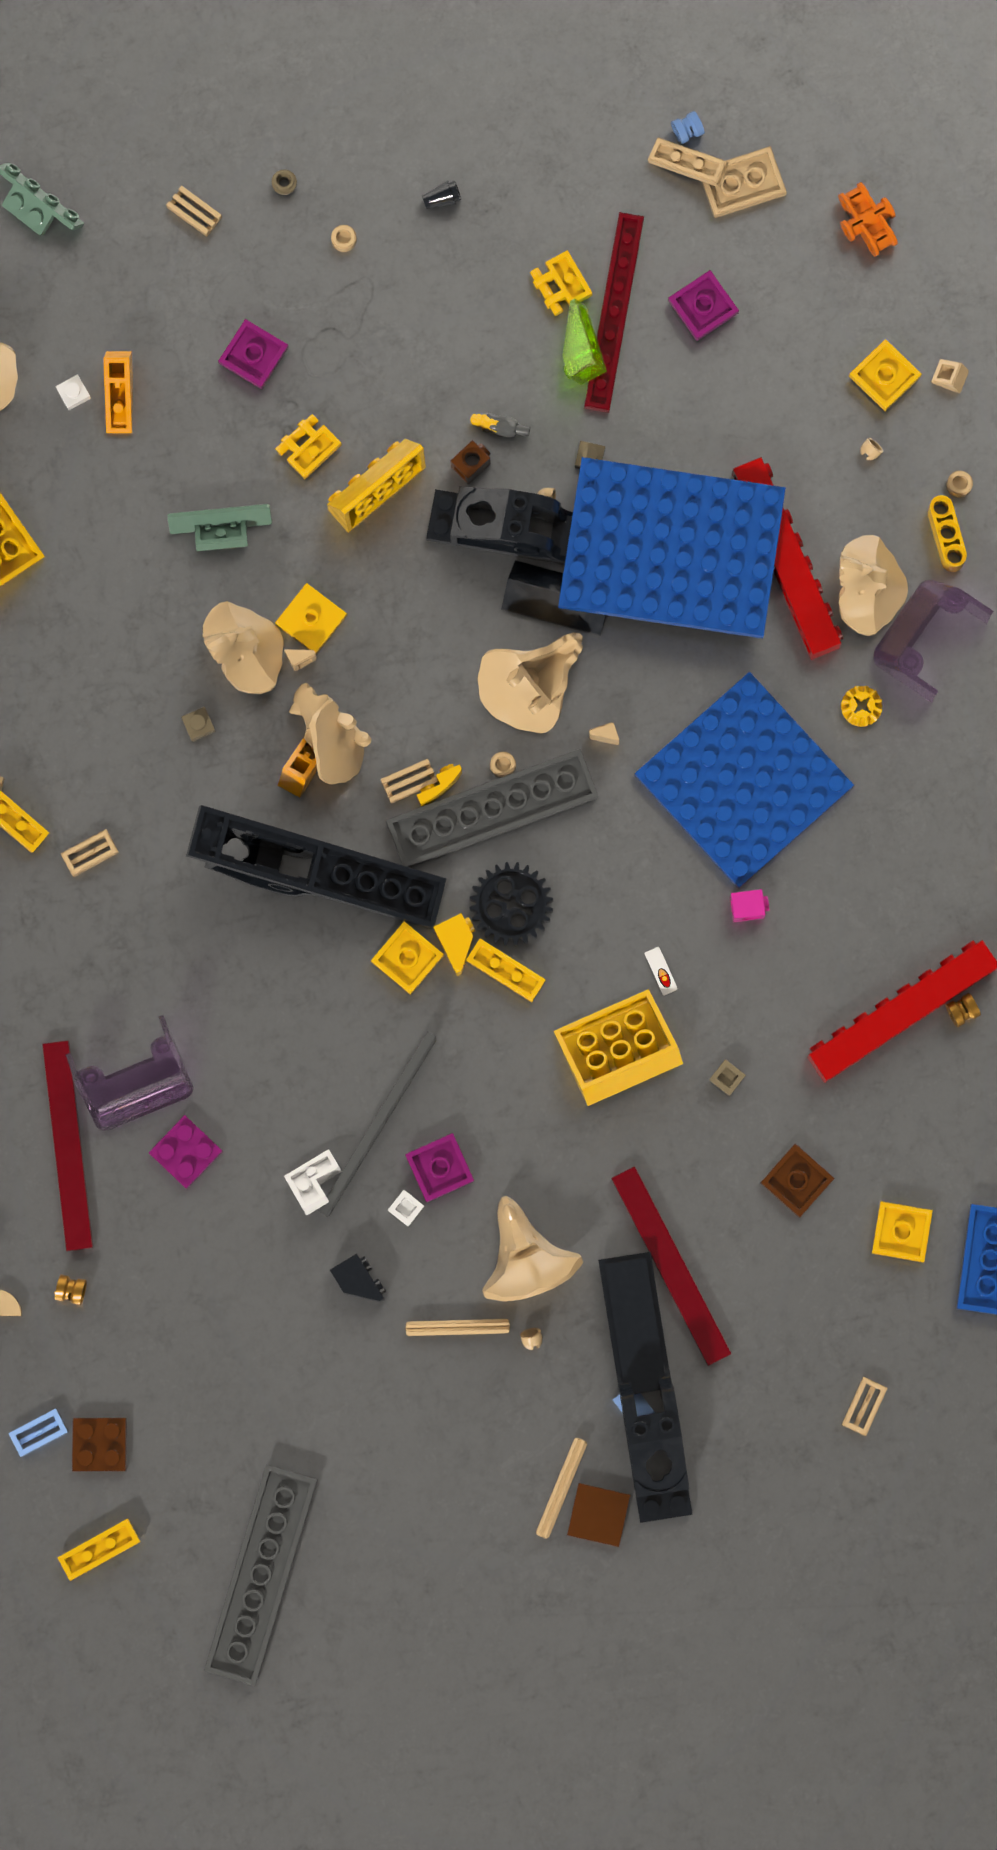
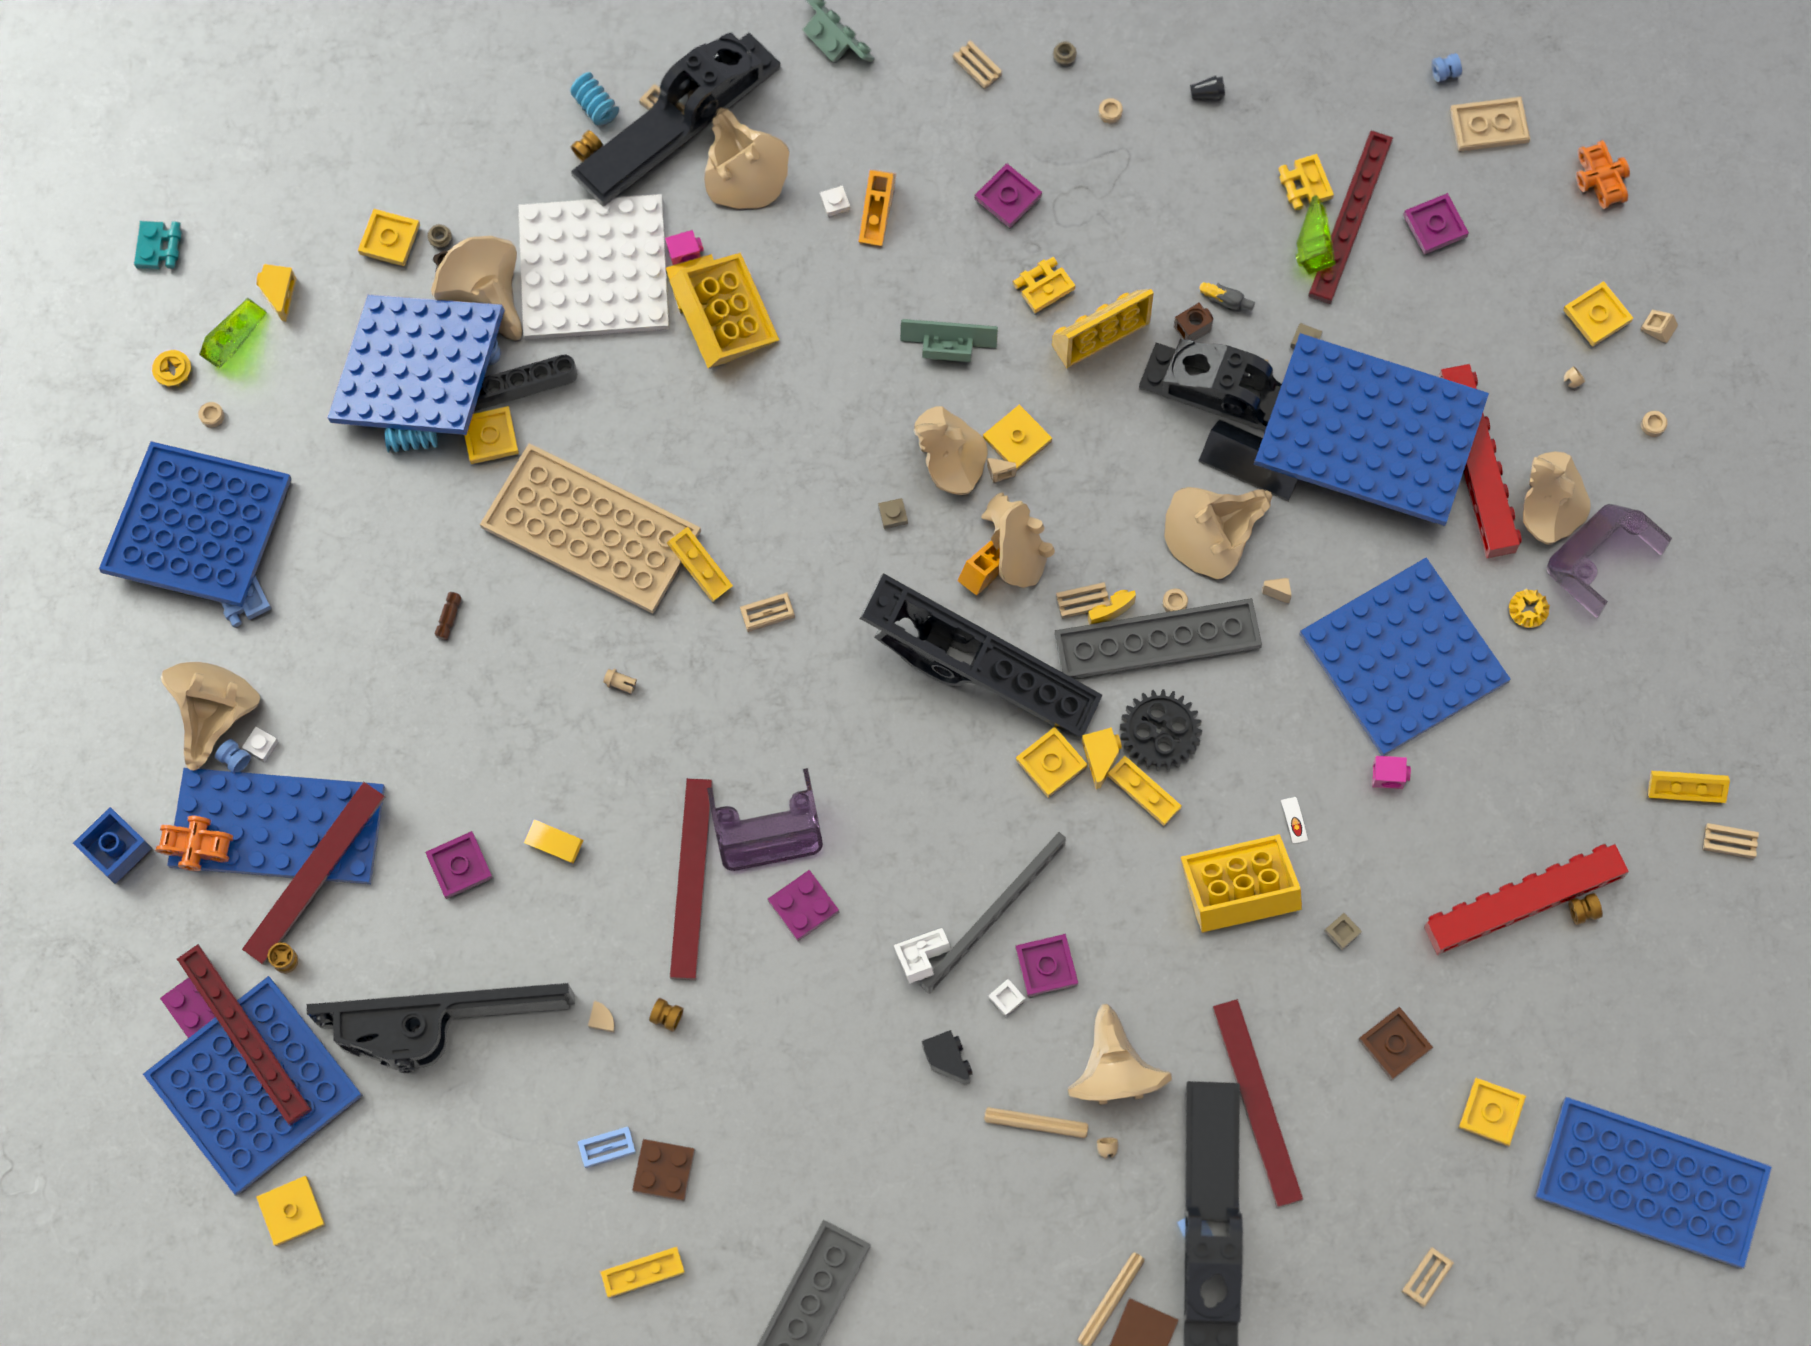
camera: 10 degrees right, 10 degrees down
(687, 162) = (1442, 97): tan tile -> none
(947, 521) = (1639, 454): yellow beam -> none

